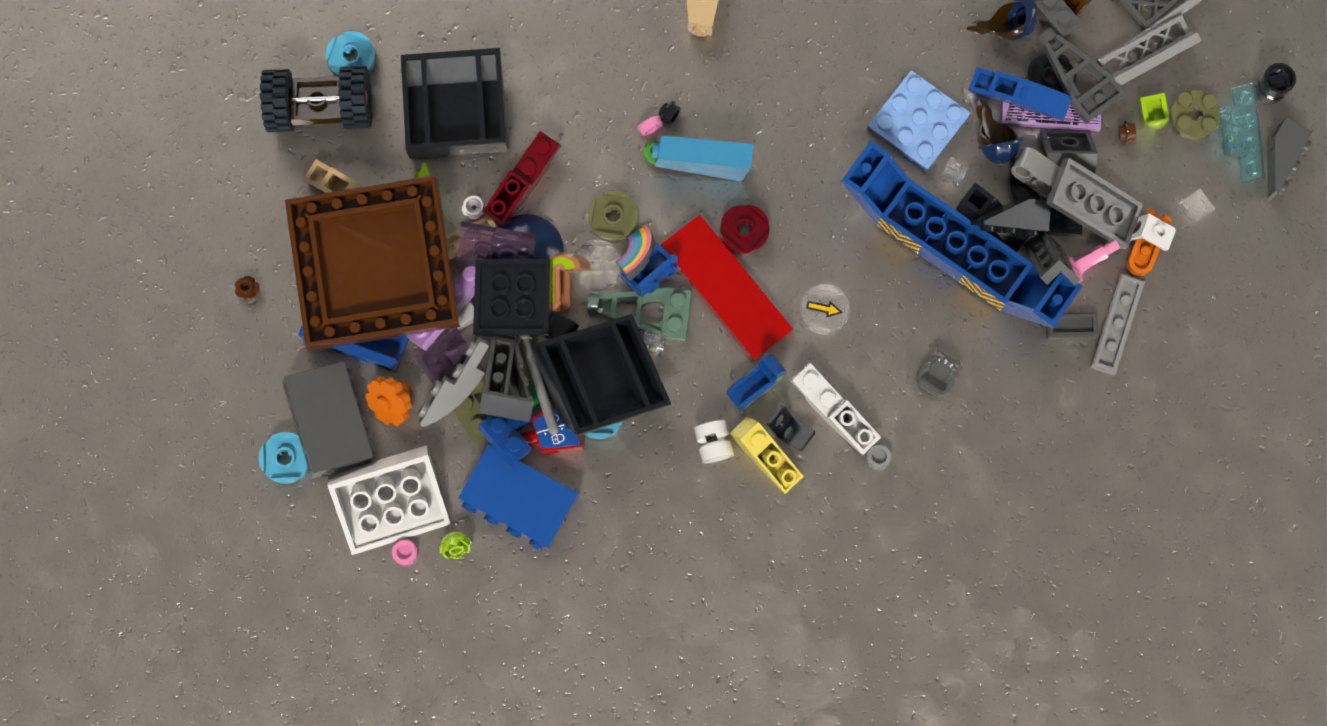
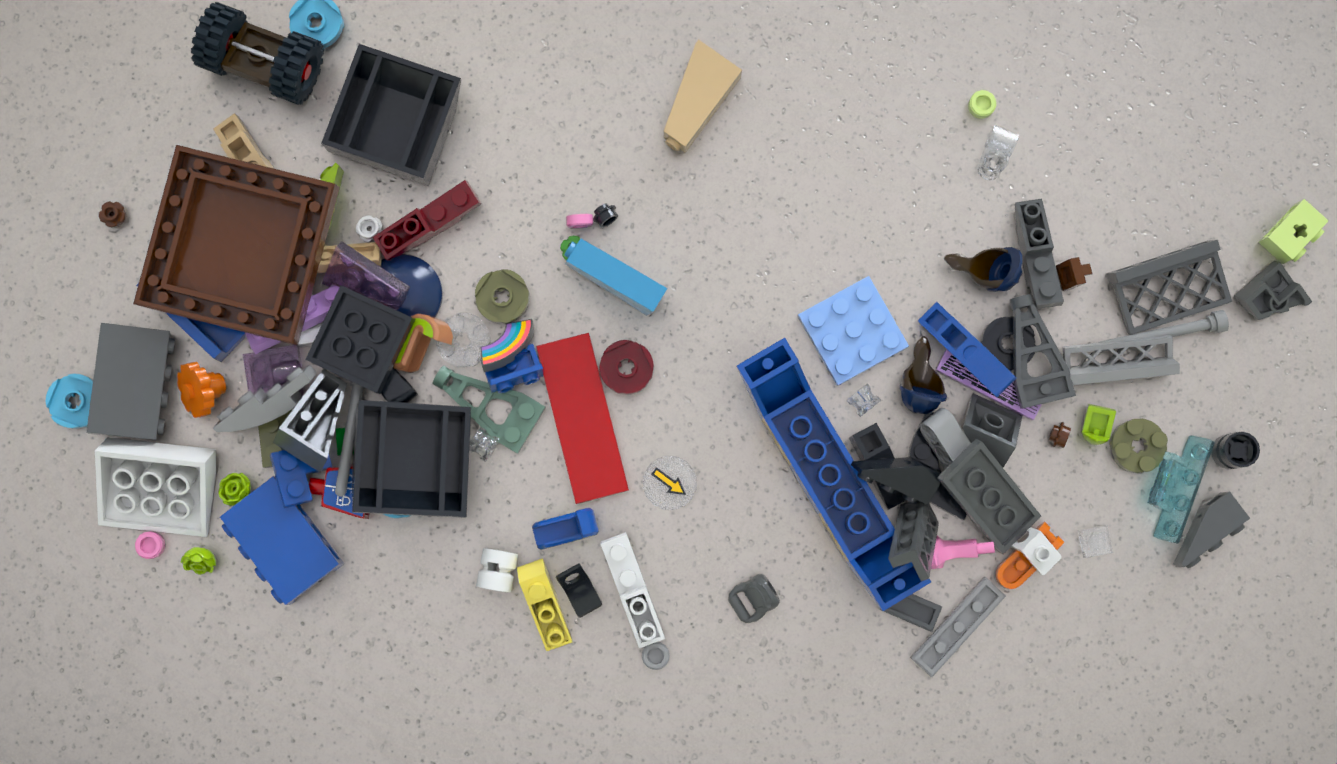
camera: 25 degrees right, 5 degrees up
(452, 468) = (229, 484): none -> lime plate

